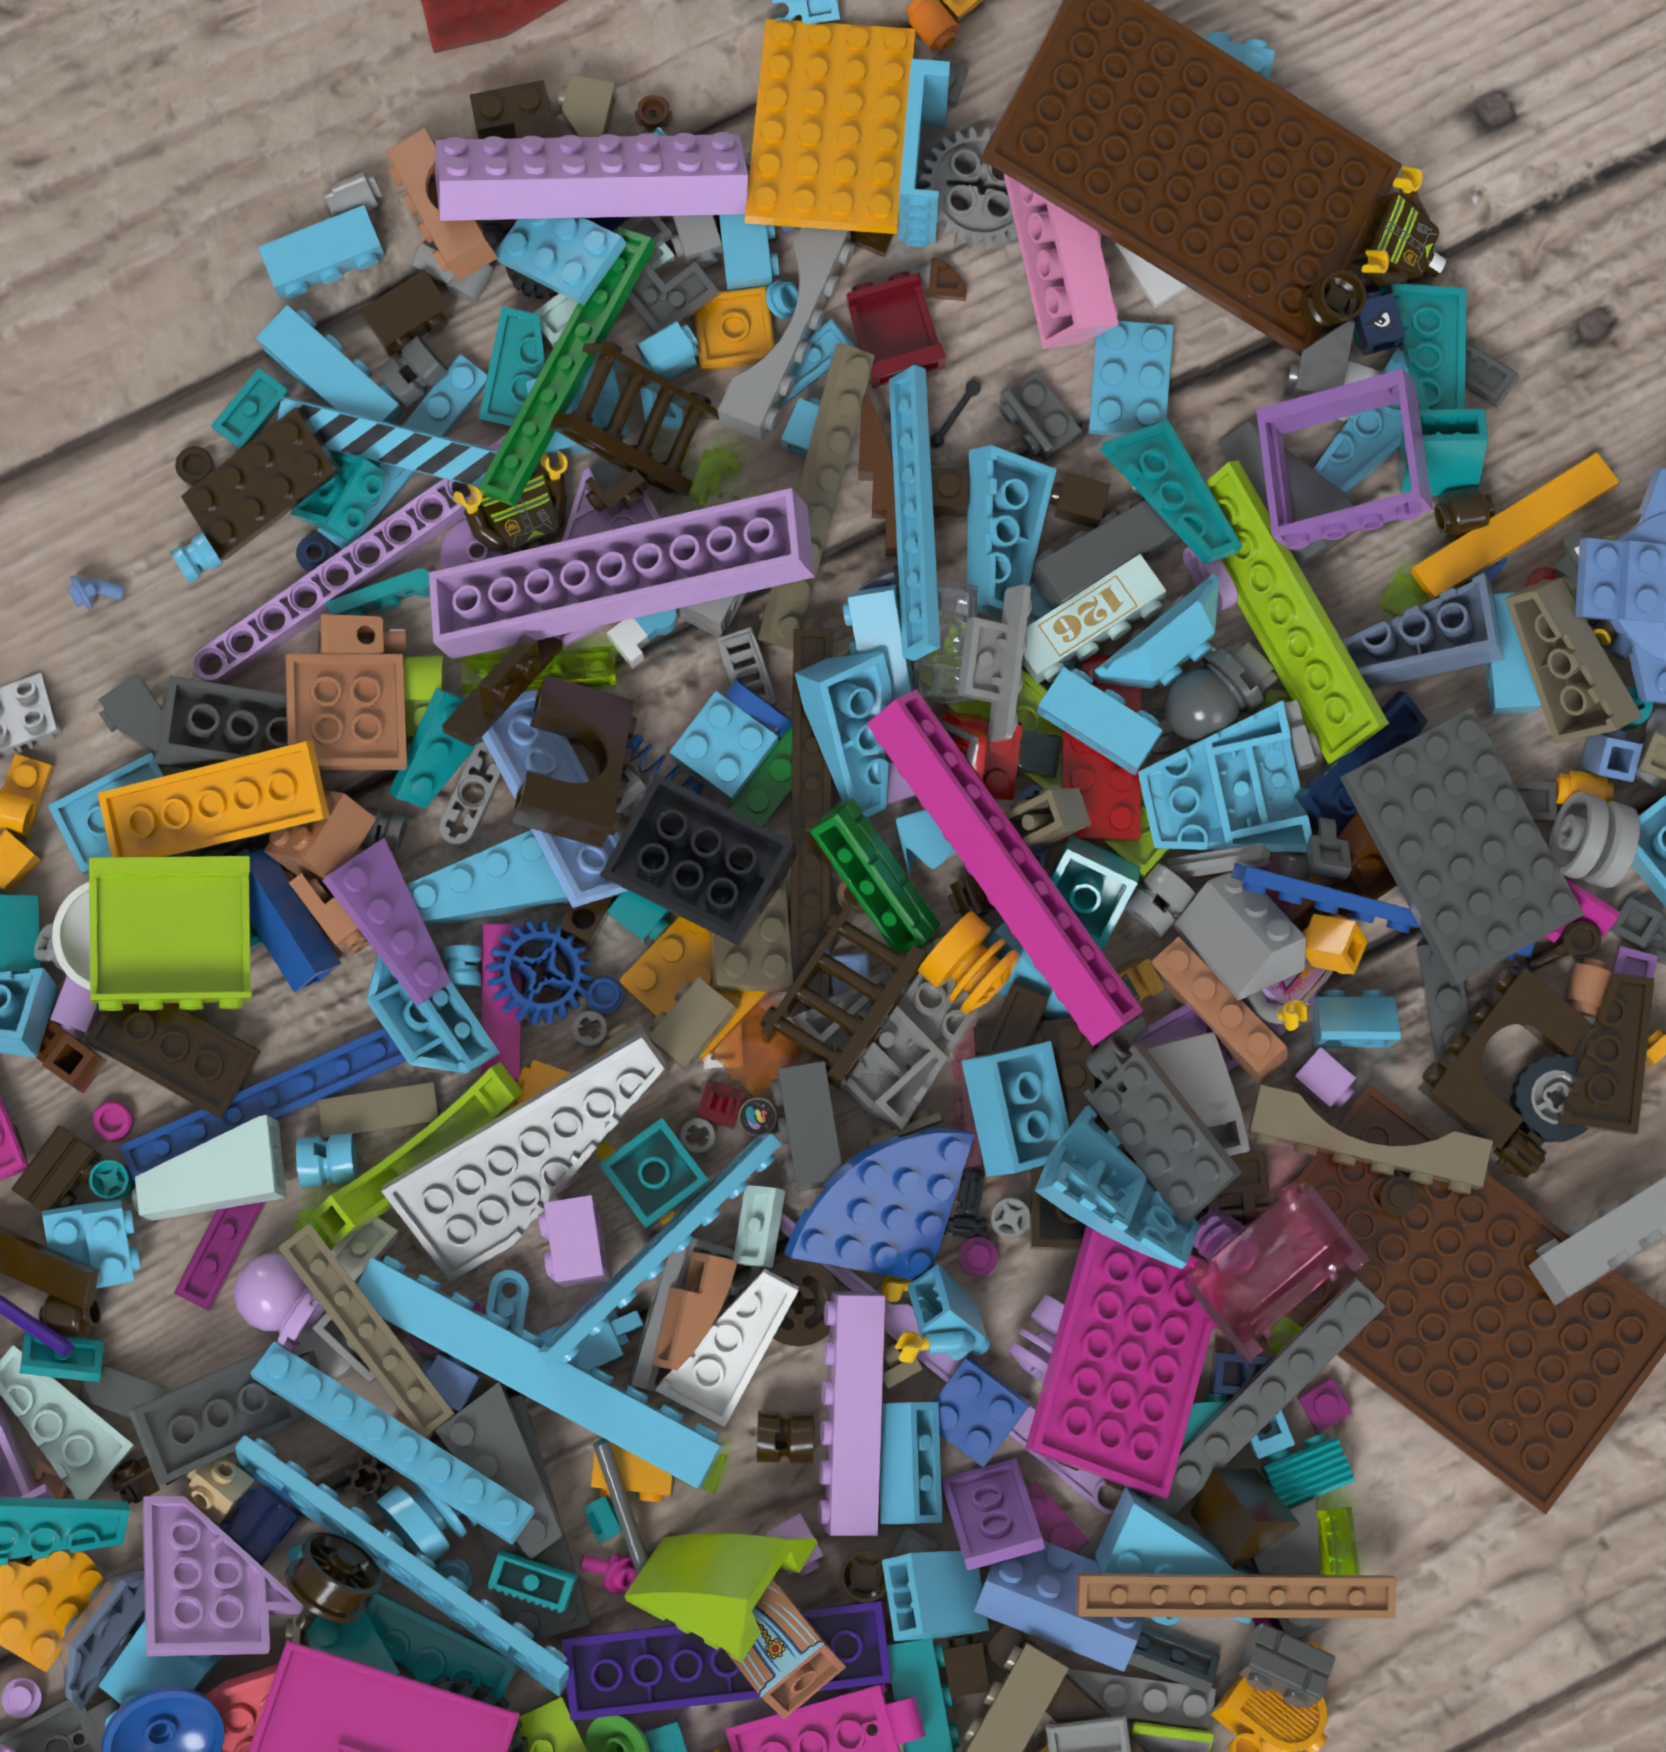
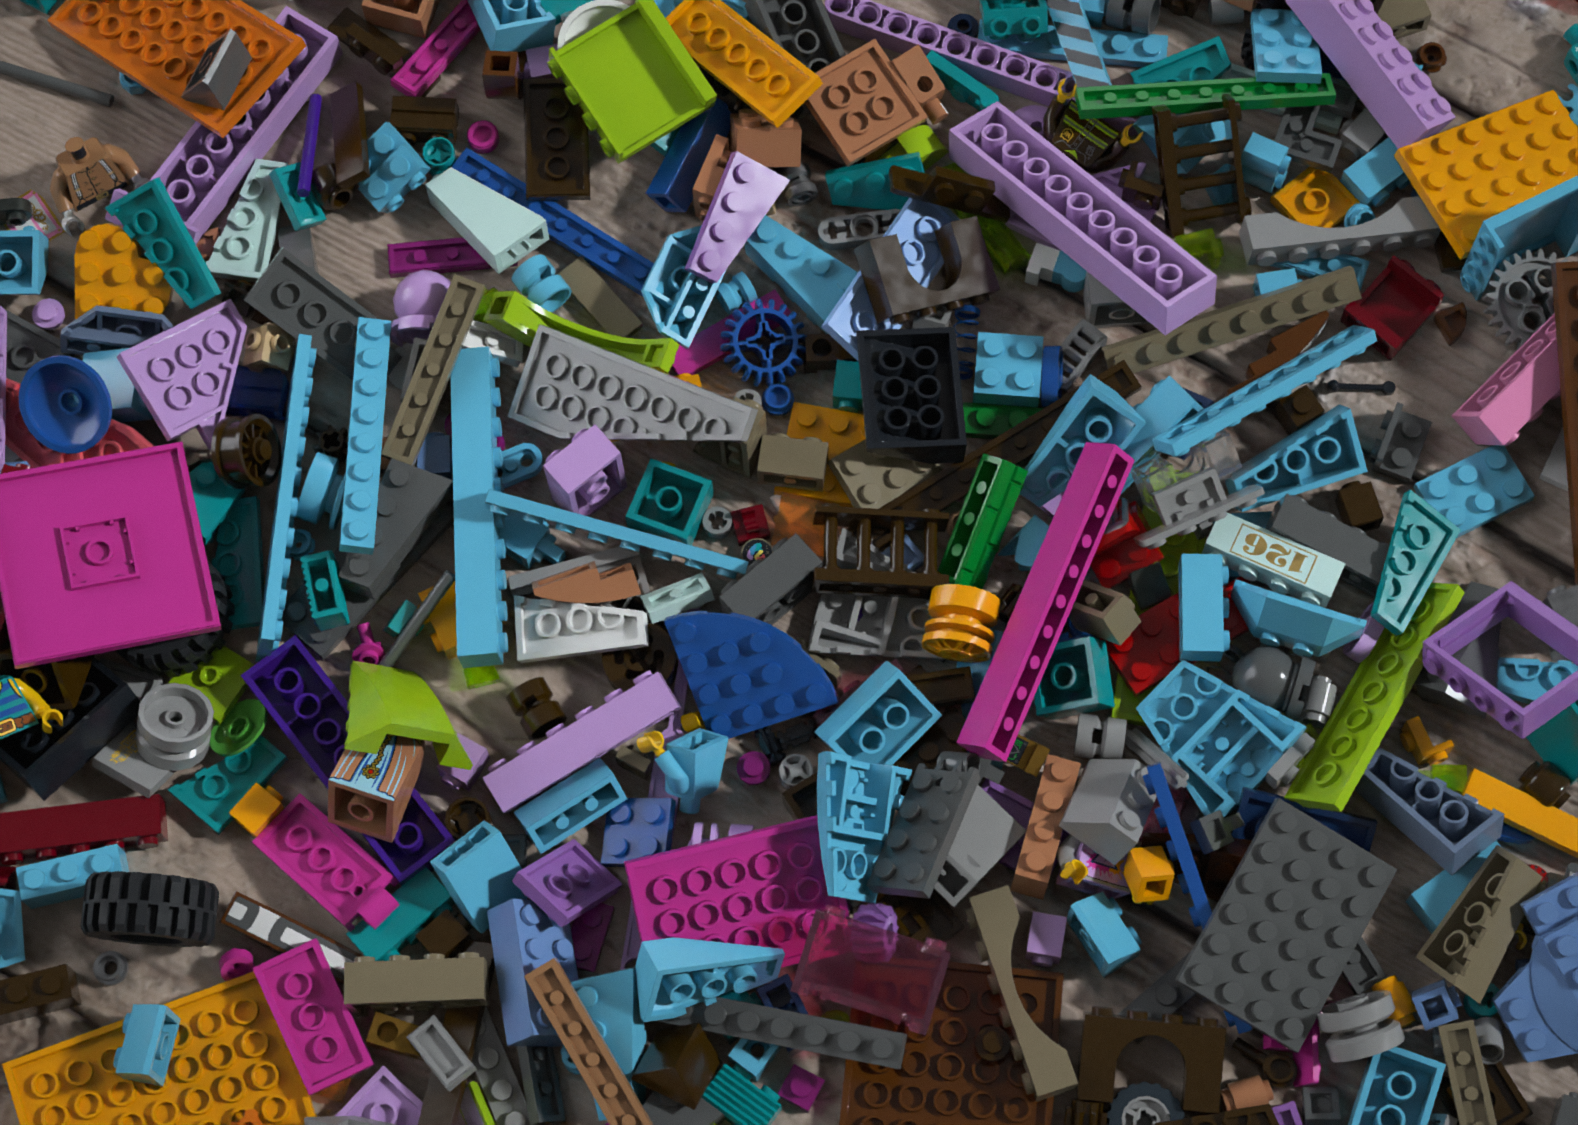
camera: 60 degrees right, 10 degrees down
(1164, 1451) = (691, 971): none -> medium azure wedge
(1346, 601) = (1418, 742): none -> light orange bracket

